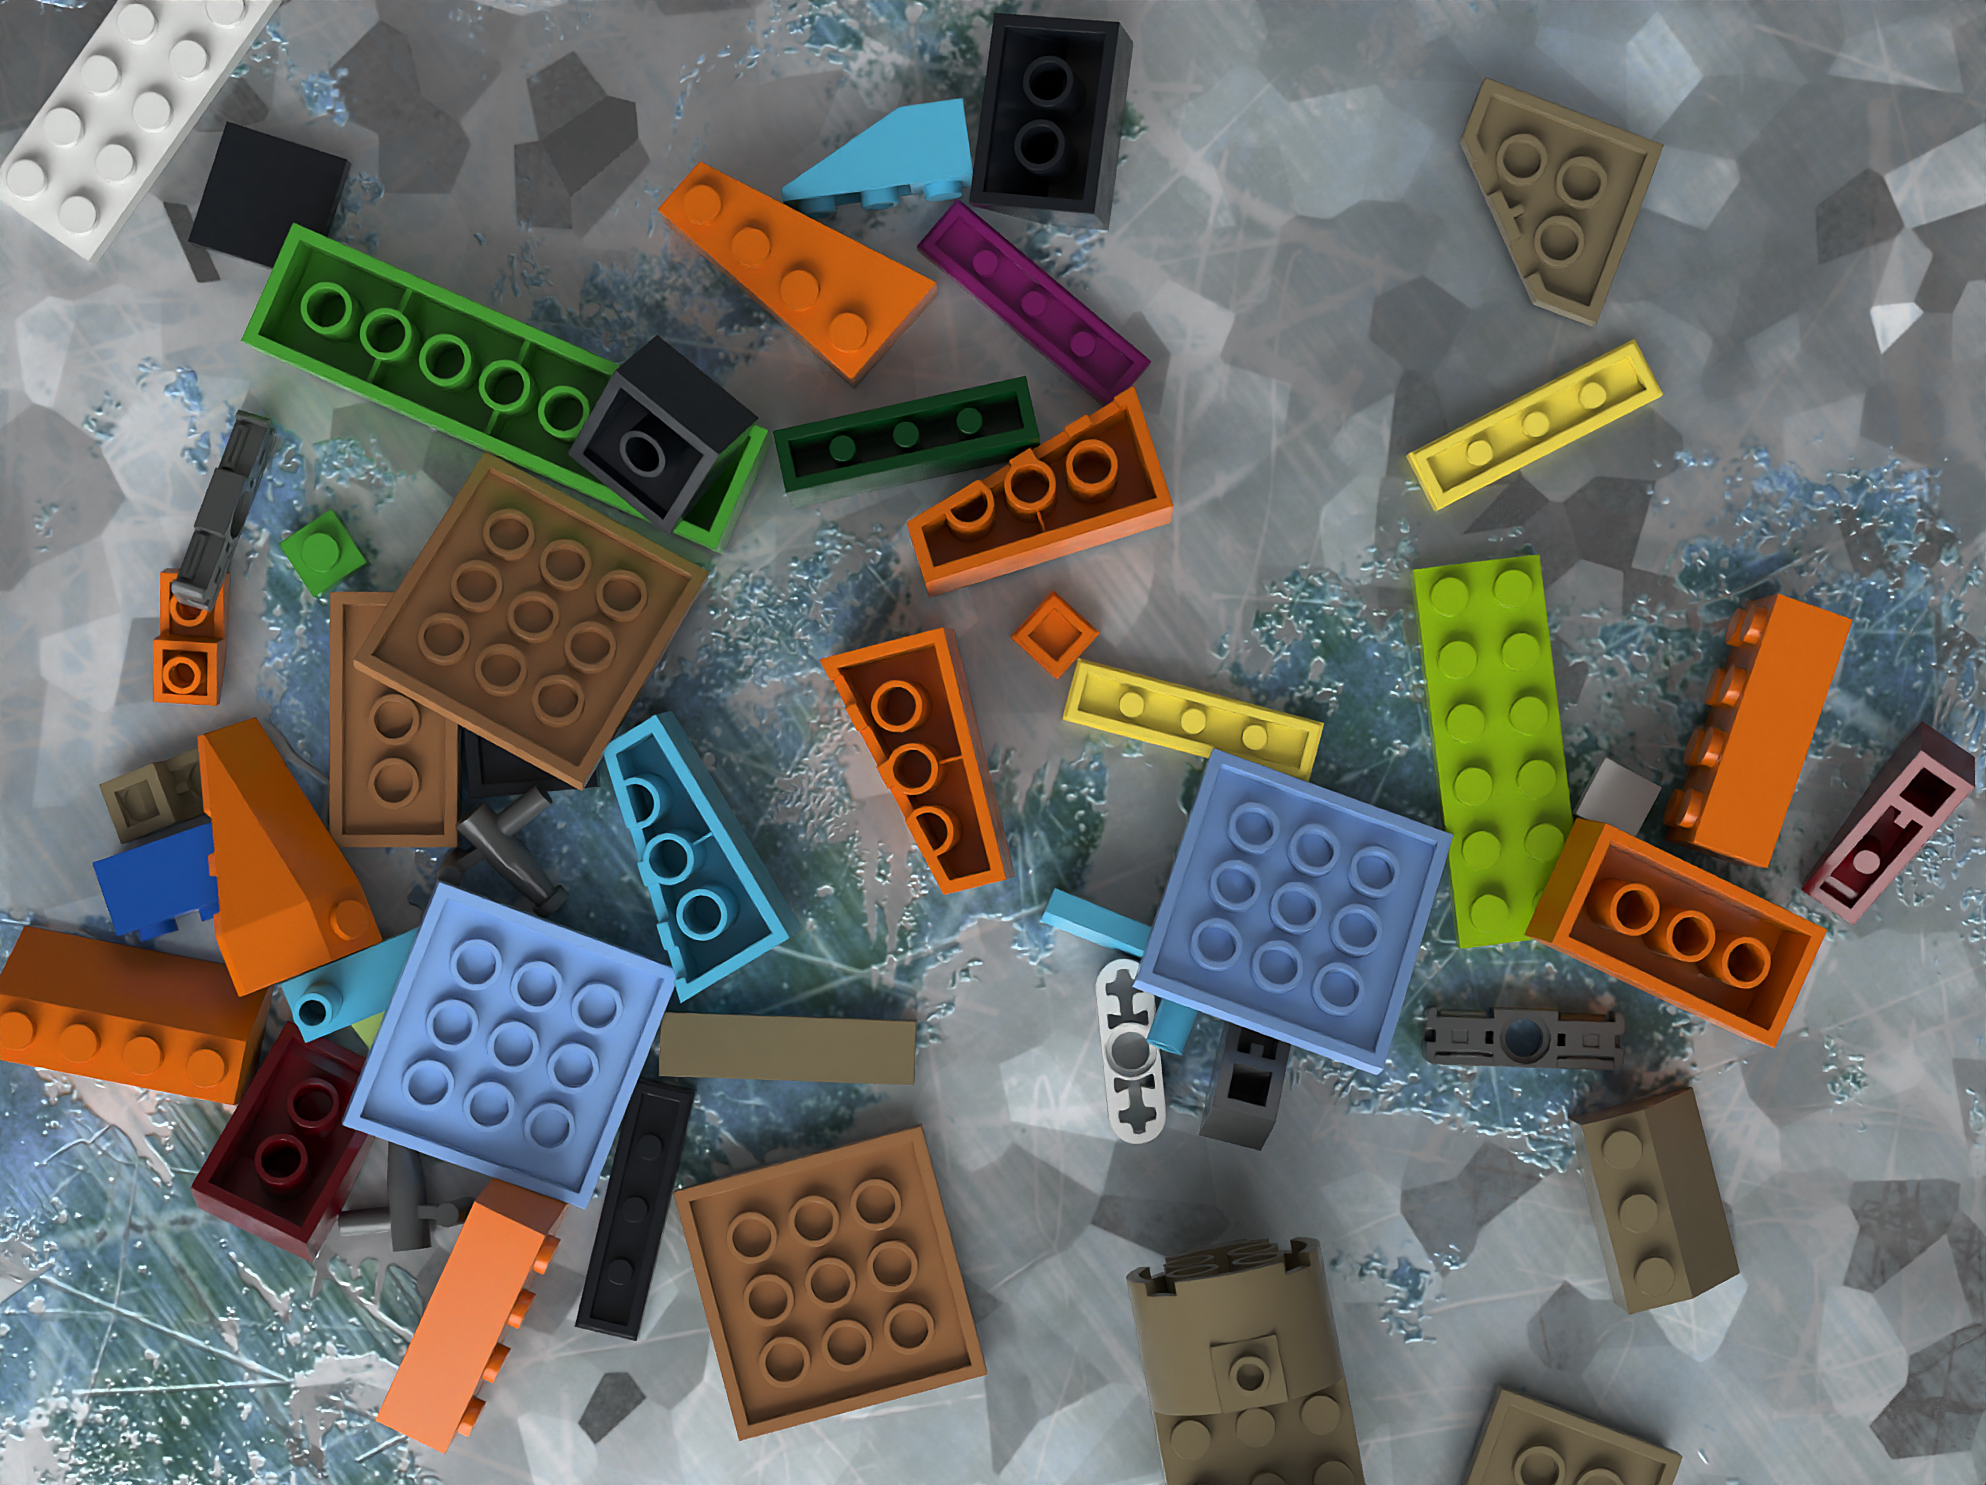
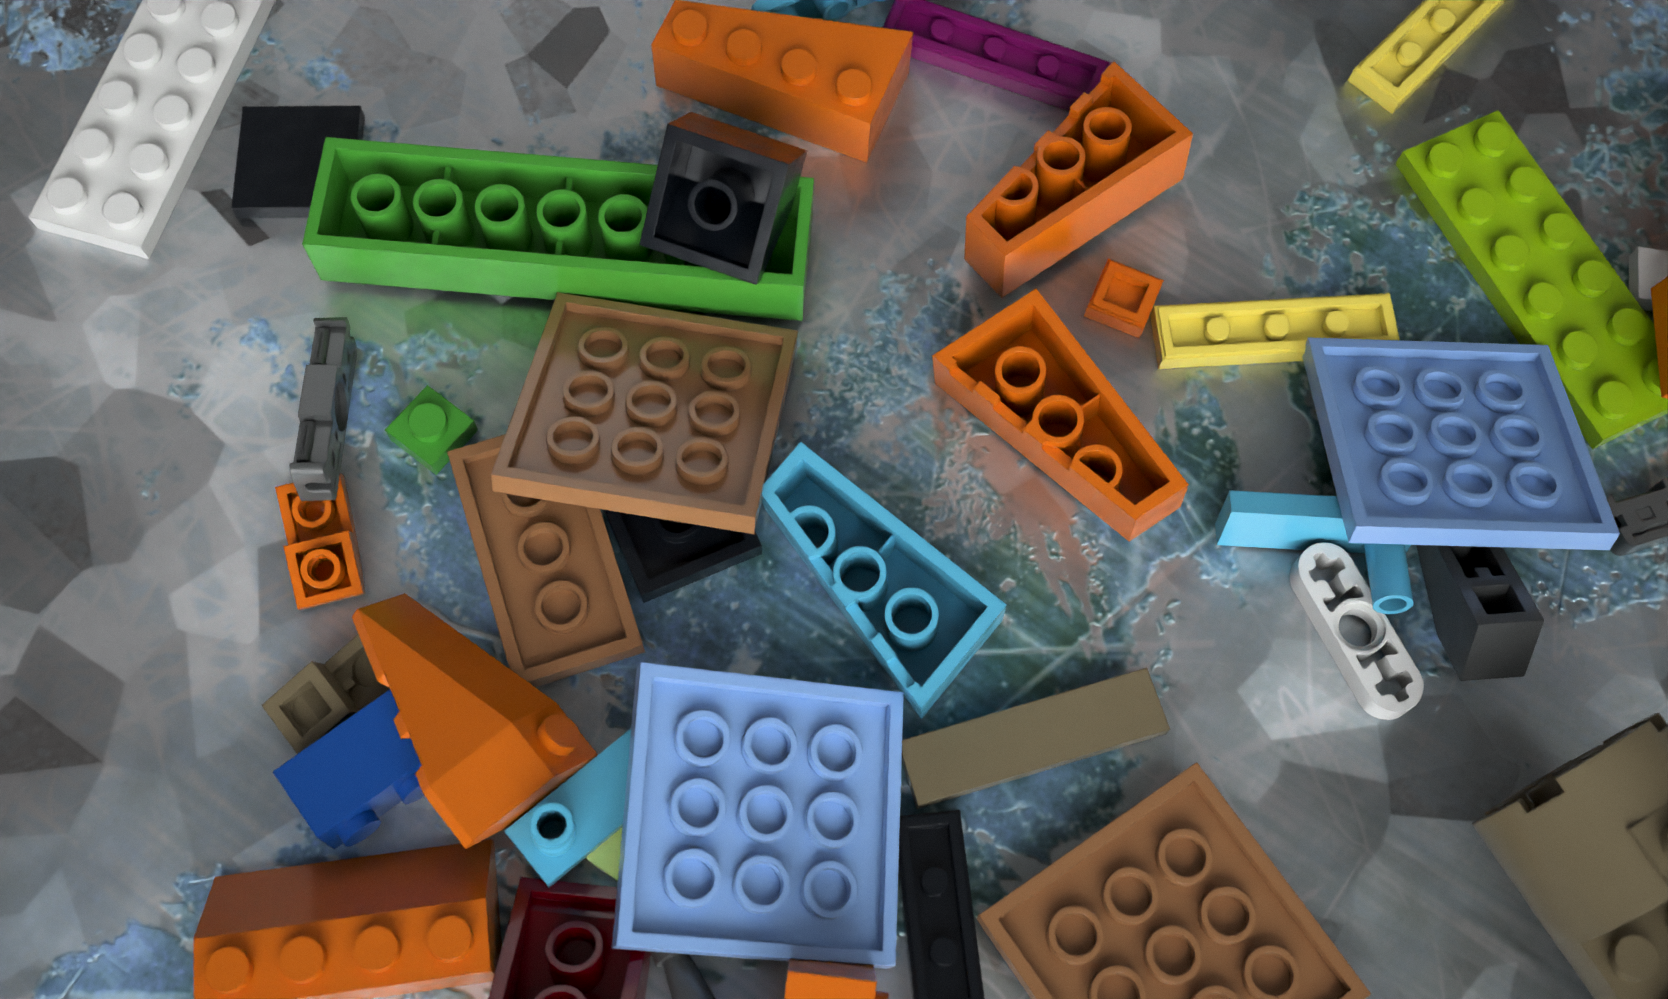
camera: 20 degrees left, 20 degrees down
(496, 841) = (682, 628): dark grey piece -> none
(906, 442) = (932, 168): dark green brick -> none

